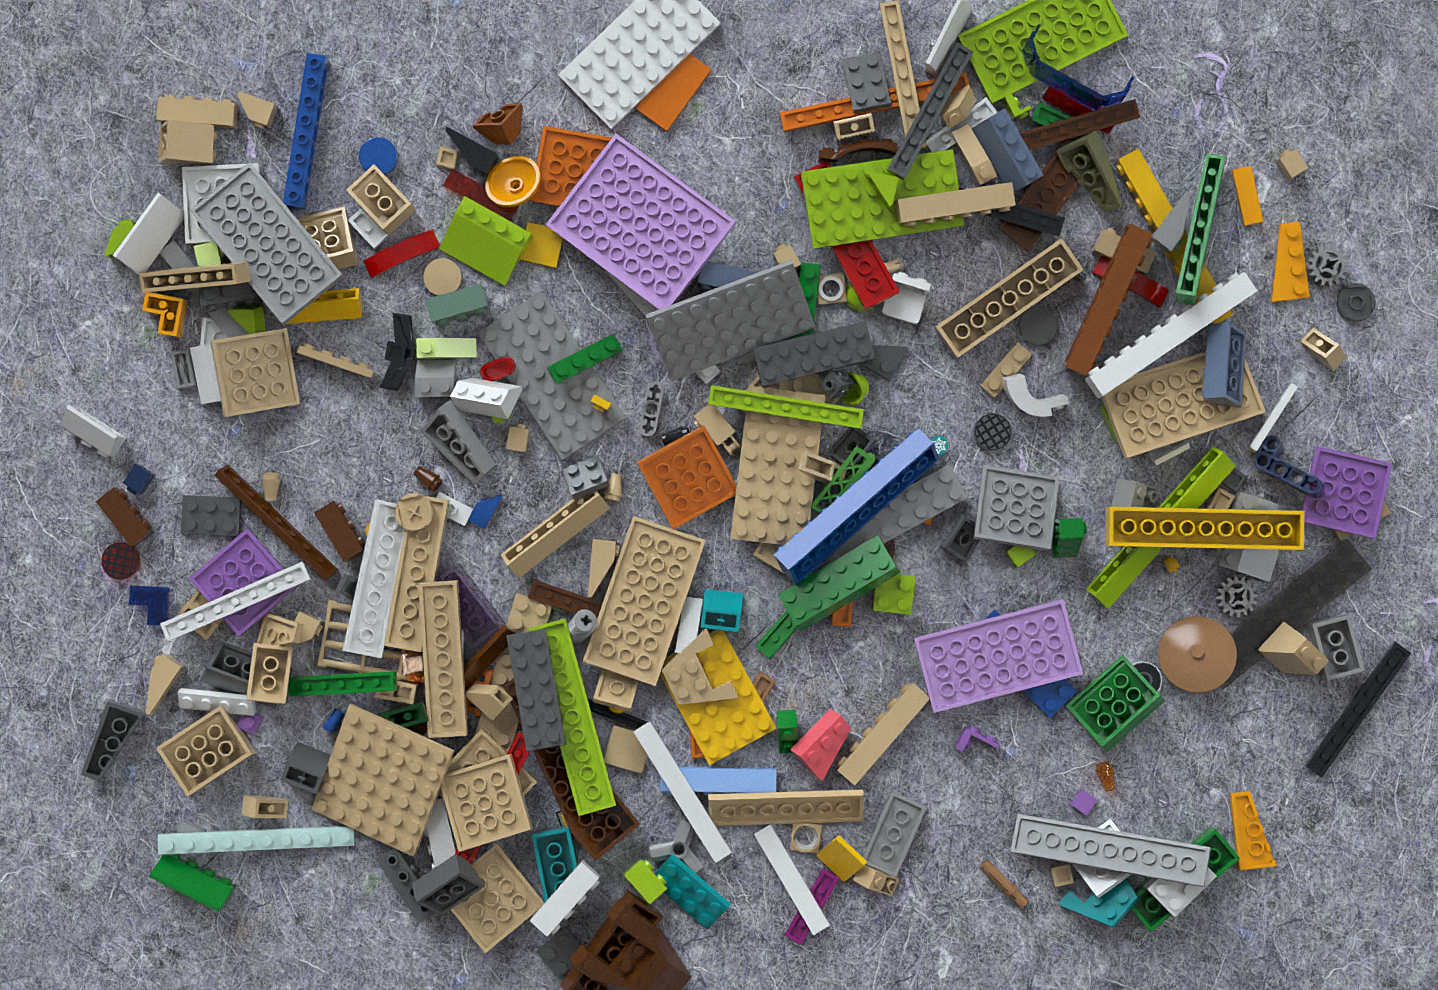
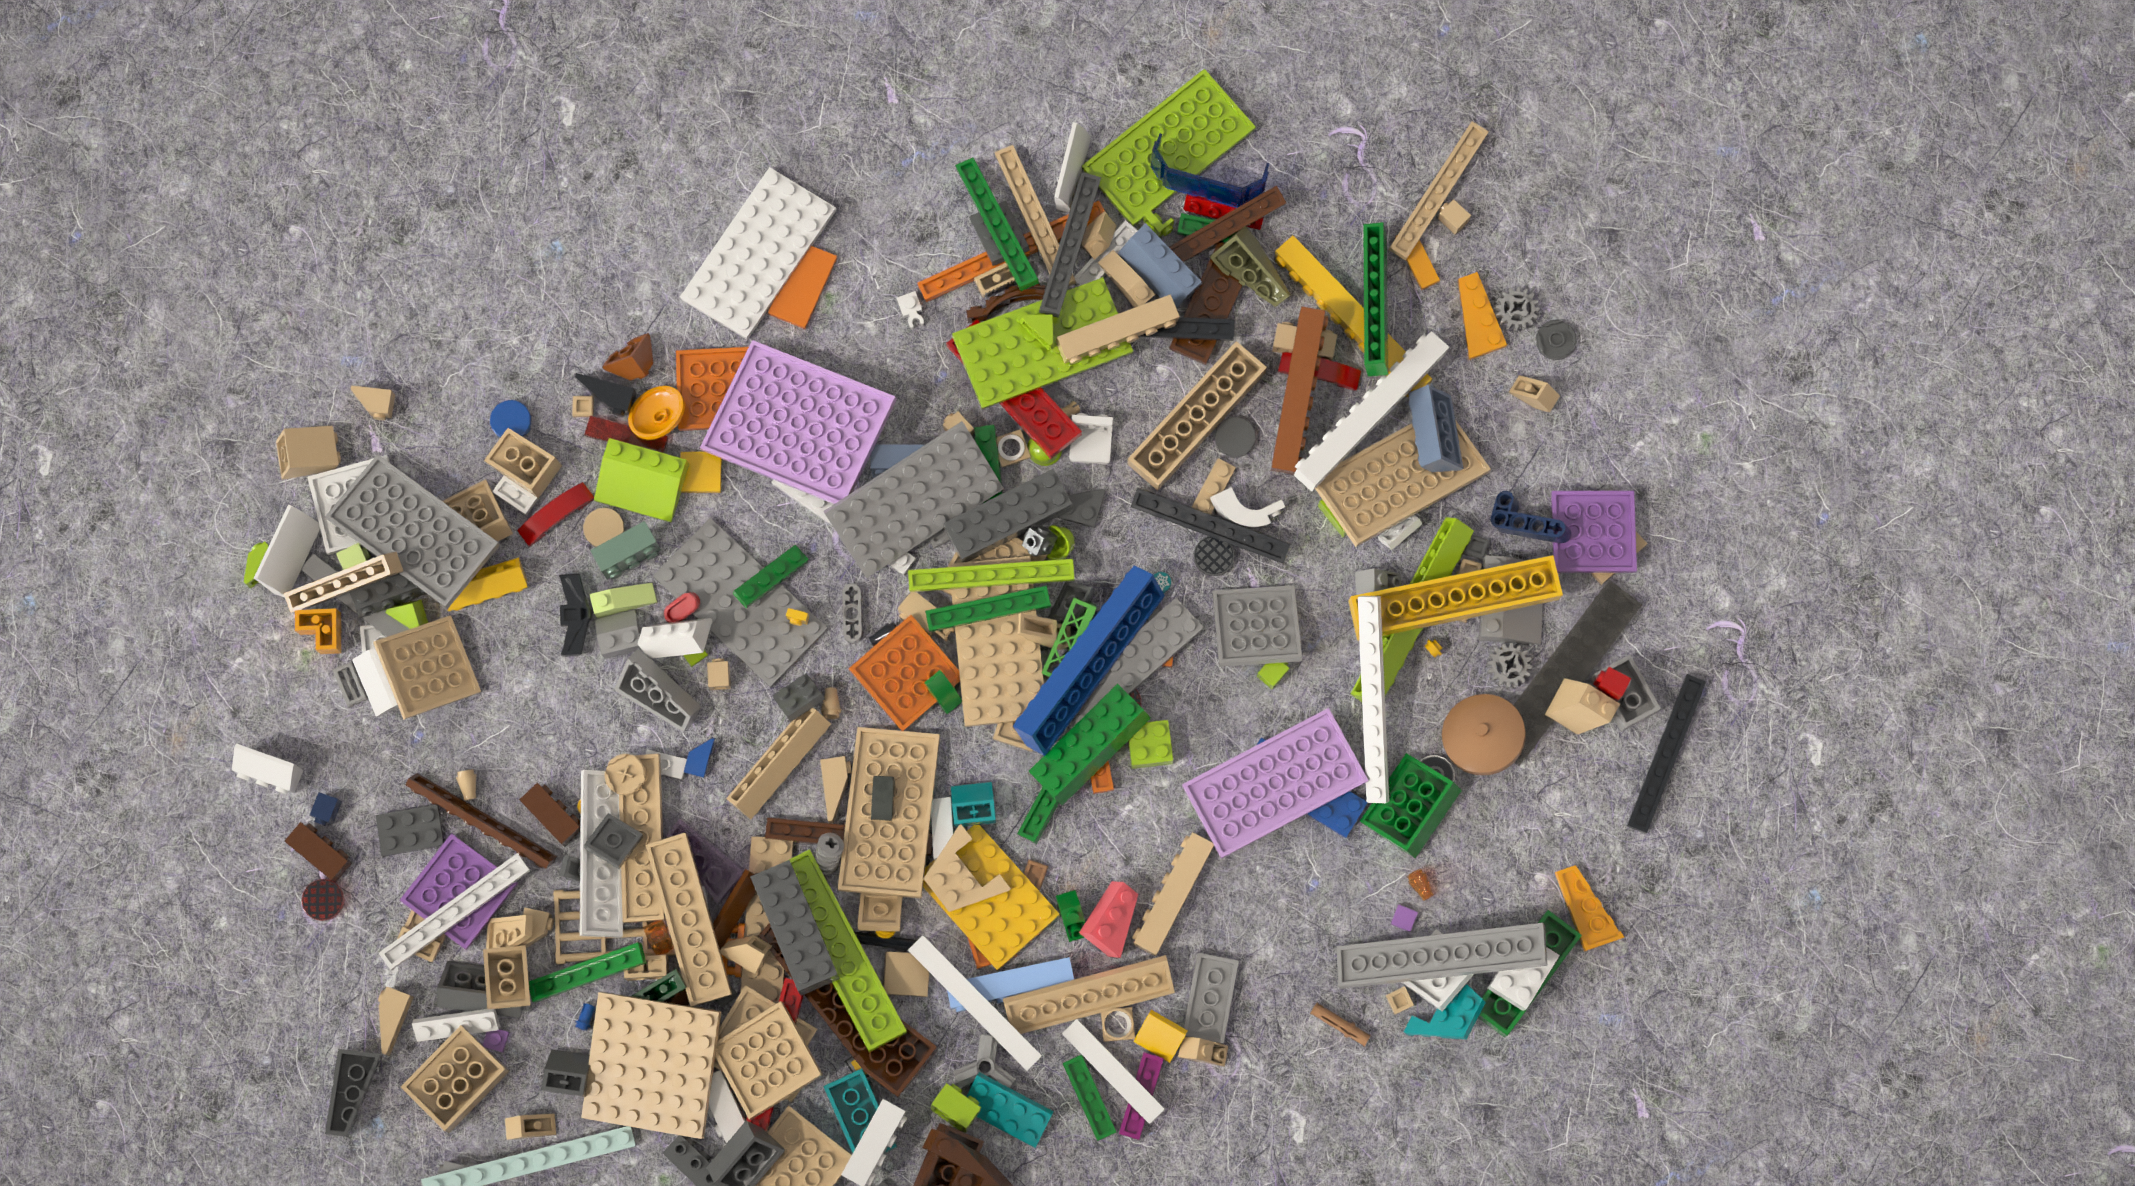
camera: 15 degrees left, 10 degrees down
(155, 598) = (367, 930): clear blue plate -> none
(203, 111) = (333, 413): tan brick -> none
(306, 131) = (430, 411): blue brick -> none
(343, 362) = (487, 636): tan wing -> none
(390, 572) = (613, 841): none -> dark grey plate
(428, 479) = (635, 739): reddish brown cone -> none
(641, 588) = (882, 798): none -> pearl dark grey slope
(717, 502) = (943, 692): none -> green slope
(765, 897) = (1089, 1098): none -> green plate
(767, 133) = (909, 307): none -> white plate
(776, 437) = (988, 608): none -> green plate
(866, 75) = (997, 224): none -> green plate
(960, 539) = (1207, 674): dark grey slope -> none
(964, 739) = (1262, 882): medium lavender bracket -> none
(996, 404) = (1210, 525): none -> black plate
(1068, 537) = (1317, 641): green wedge -> none
(1107, 603) = (1373, 699): none -> white plate
(1171, 229) = (1346, 305): light grey slope -> none
(1272, 418) = (1500, 474): white tile -> none
(1284, 136) = (1438, 190): none -> tan plate
(1327, 641) = (1612, 683): none -> red brick

